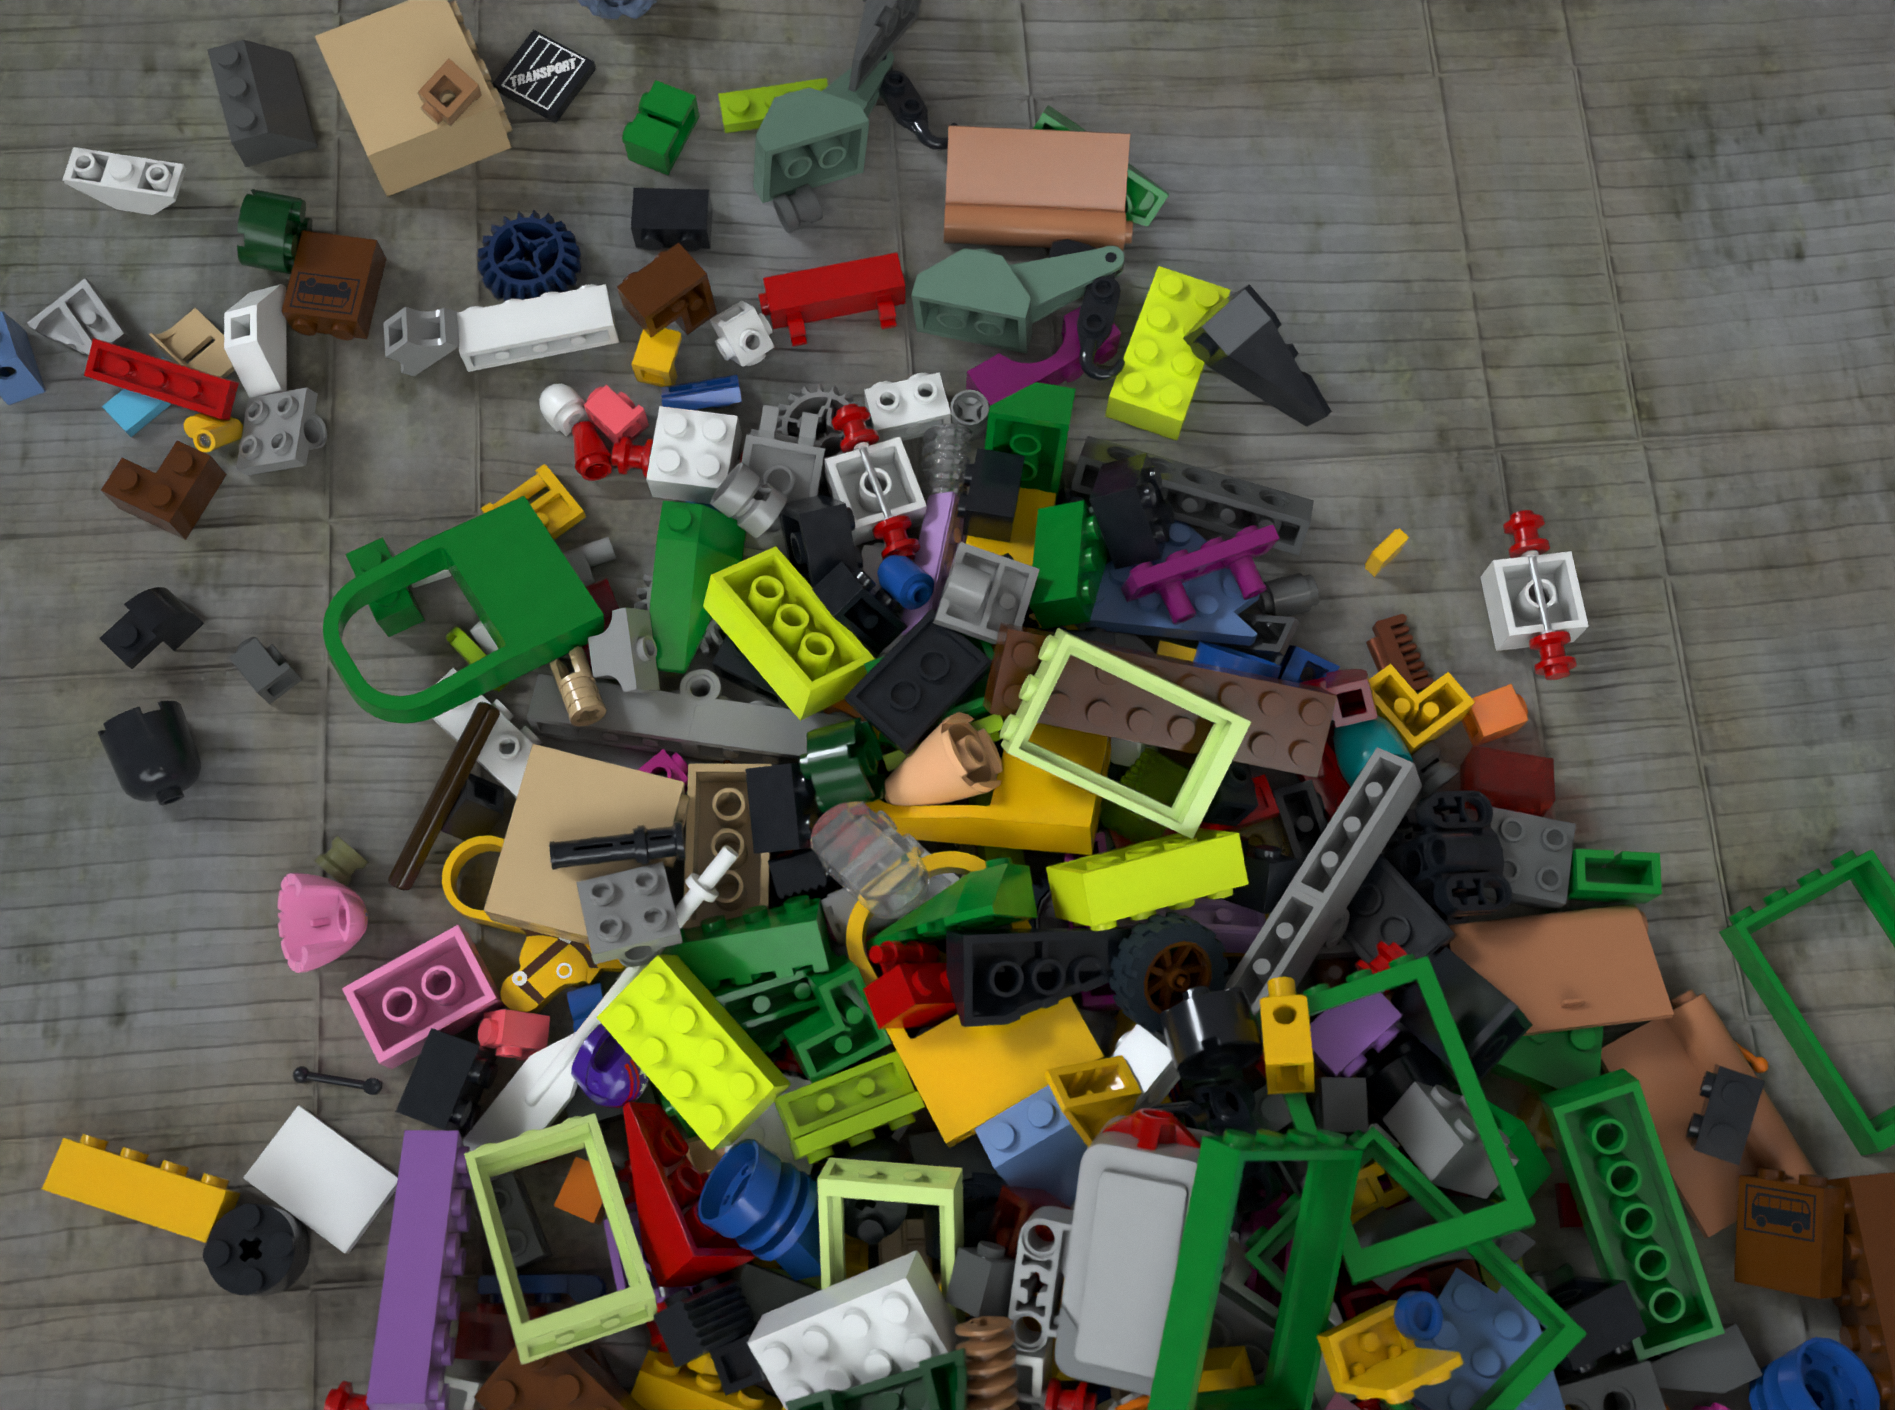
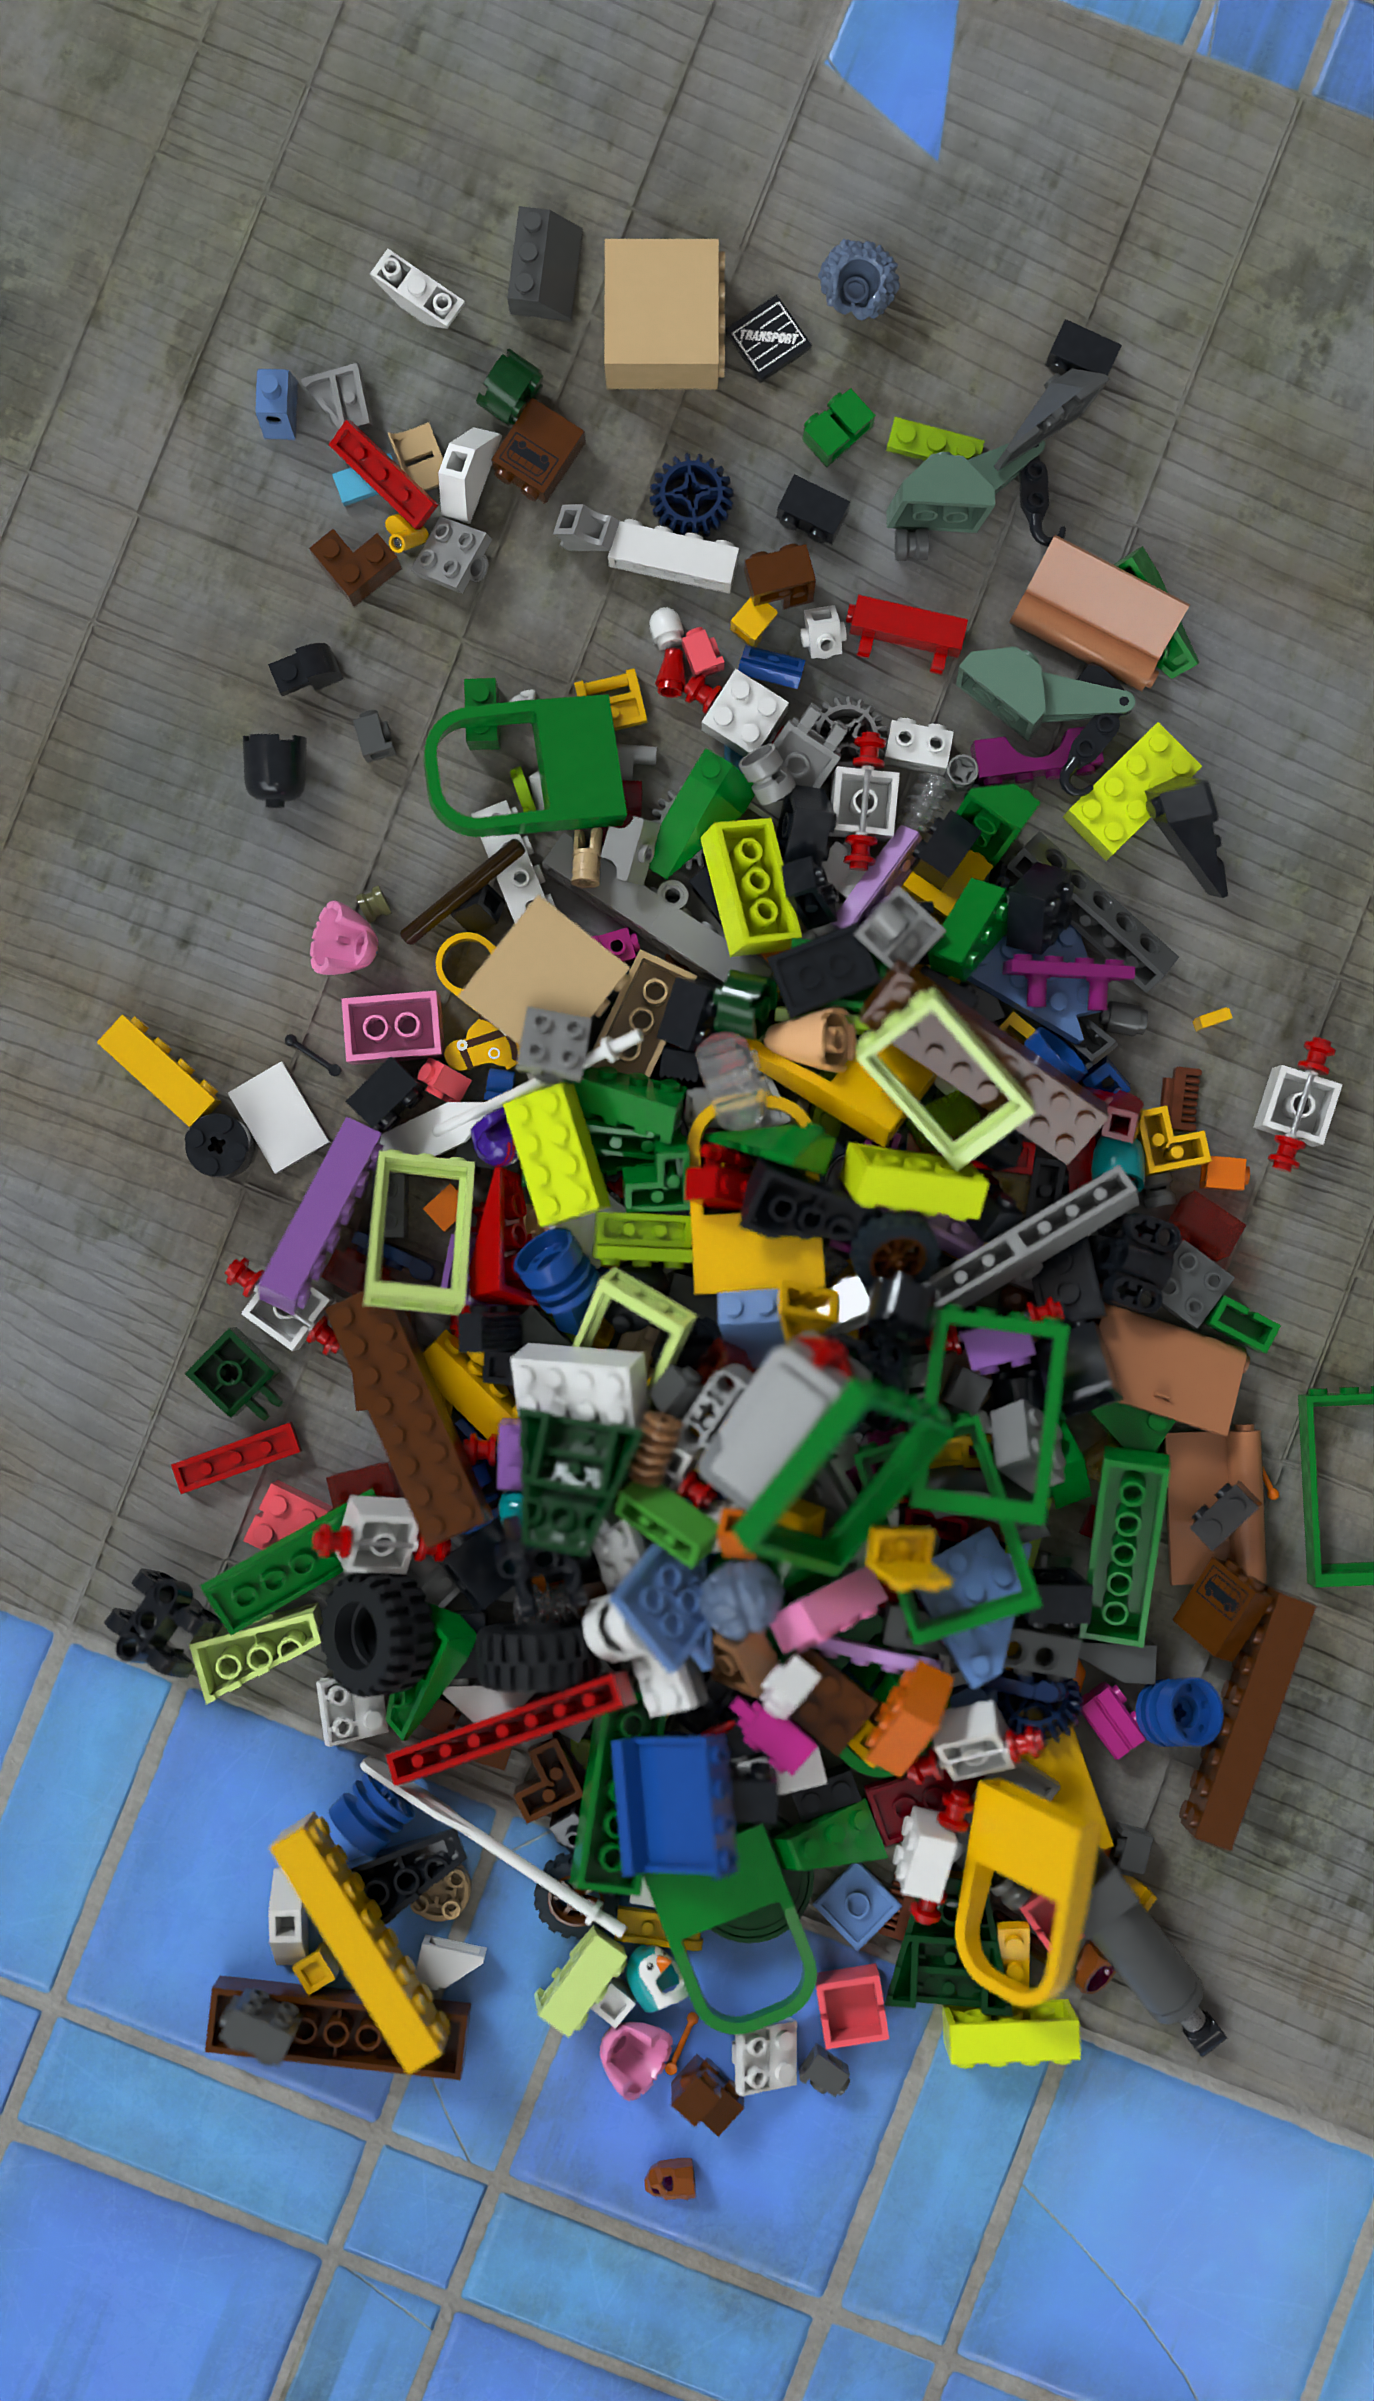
camera: 30 degrees right, 15 degrees up
(448, 80) = (698, 342): medium nougat brick -> none
(640, 845) = (581, 1000): black pin -> none
(905, 581) = (851, 887): blue brick -> none
(1286, 1038) = (943, 1344): yellow torso -> none
(1418, 1316) = (942, 1544): blue tile -> none

